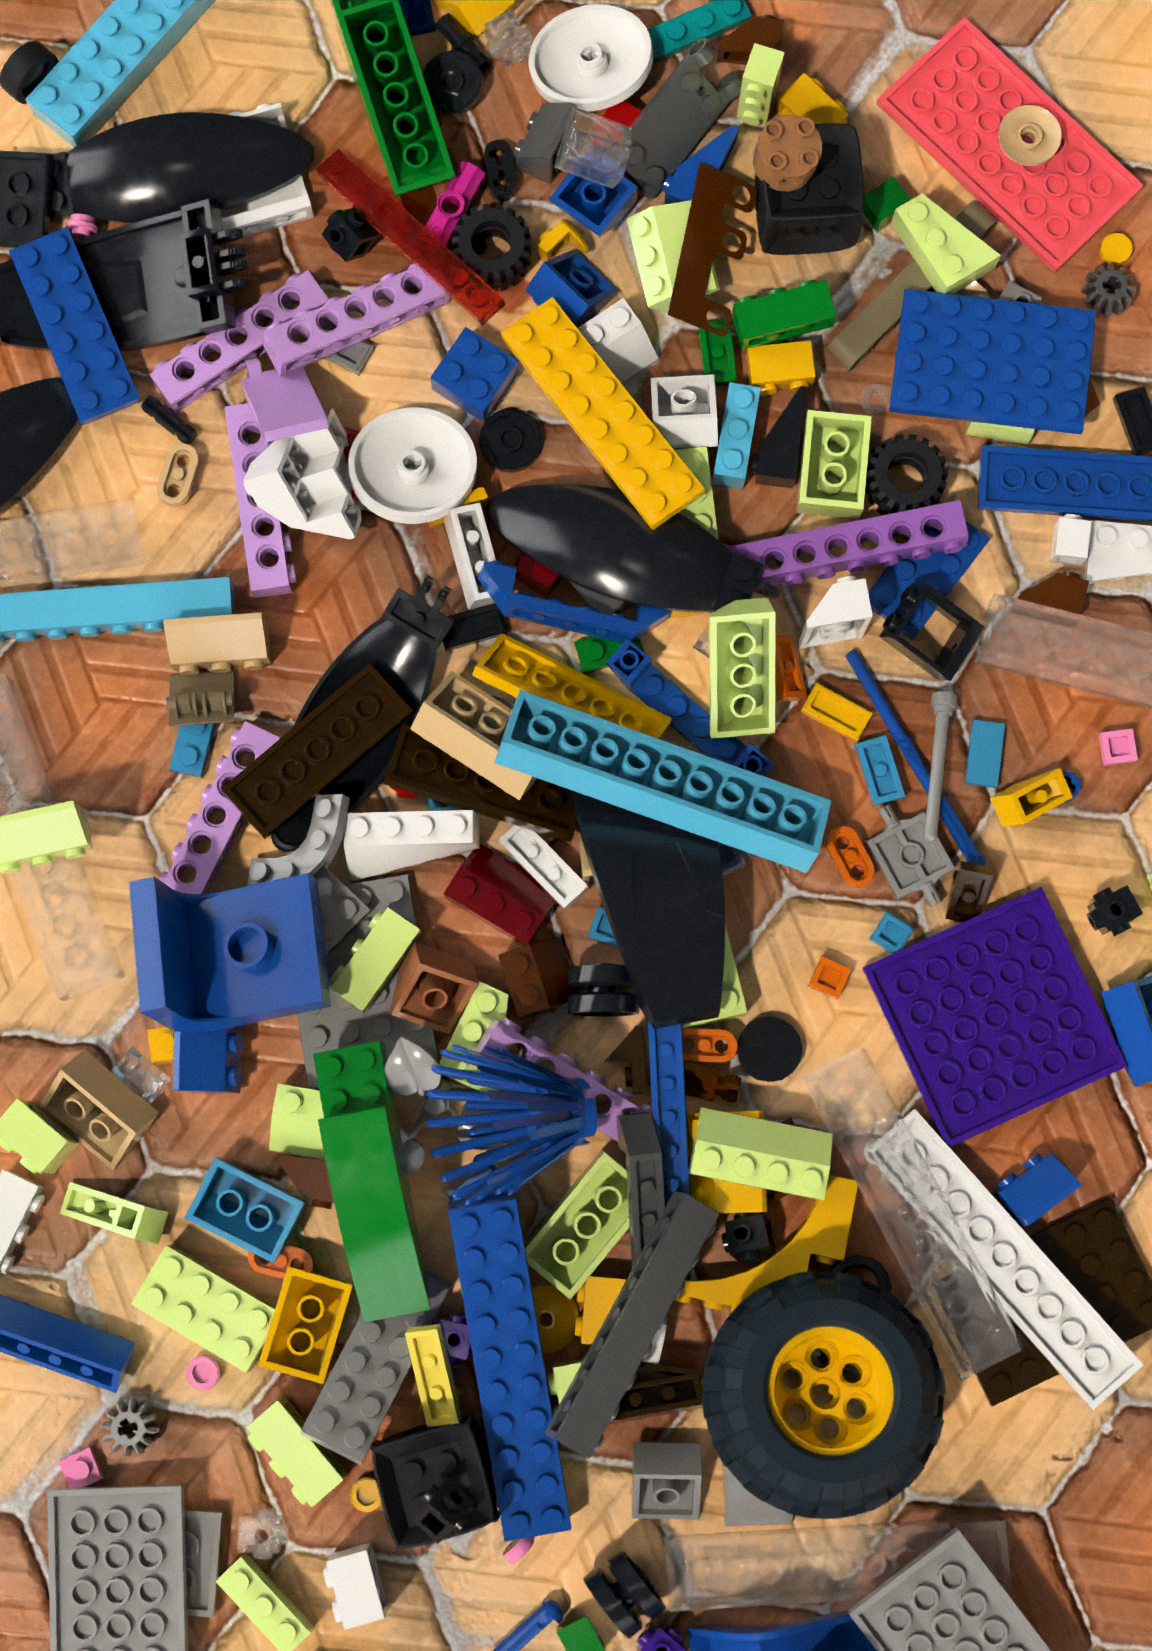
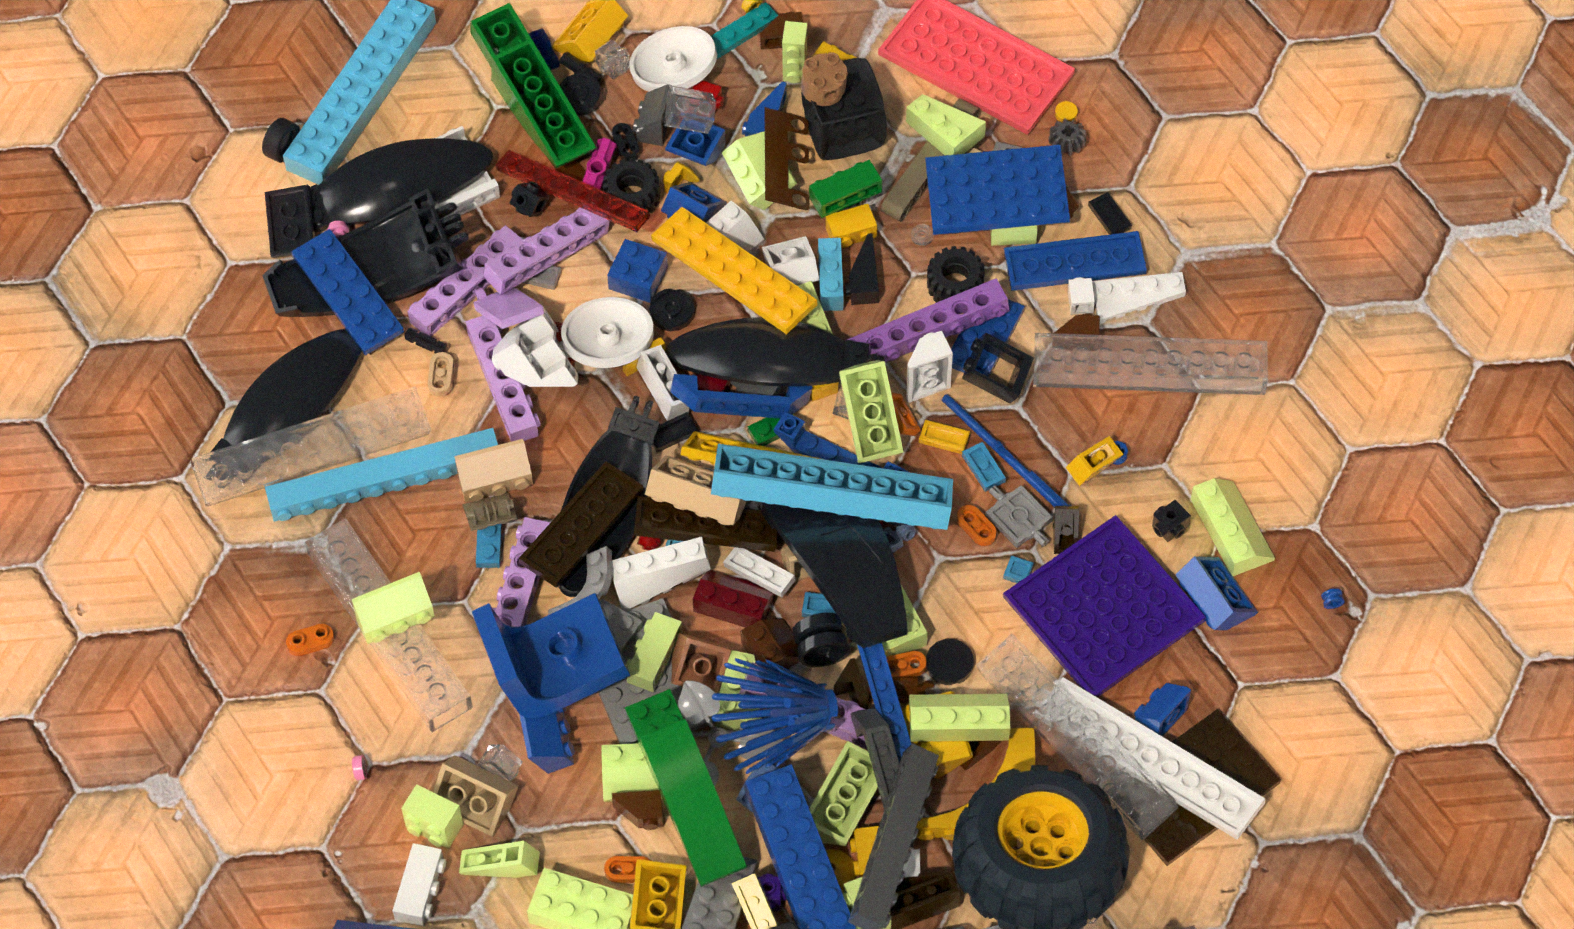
camera: 10 degrees left, 20 degrees down
(161, 1045) = (513, 739): yellow brick -> none
(246, 1209) = (597, 832): dark azure slope -> none
(677, 119) = (742, 86): dark grey hinge -> none
(717, 355) = (804, 225): green plate -> none
(748, 1237) = (963, 782): black brick -> none
(829, 977) = (981, 605): orange plate -> none
(833, 464) = (903, 277): yellowish green brick -> none
(882, 202) = (896, 112): green panel -> none
(943, 706) = (1018, 416): light grey piece -> none
(984, 754) = (1055, 442): dark azure tile -> none
(1034, 123) = (990, 43): tan dish -> none
(1118, 747) = (1147, 419): bright pink plate -> none

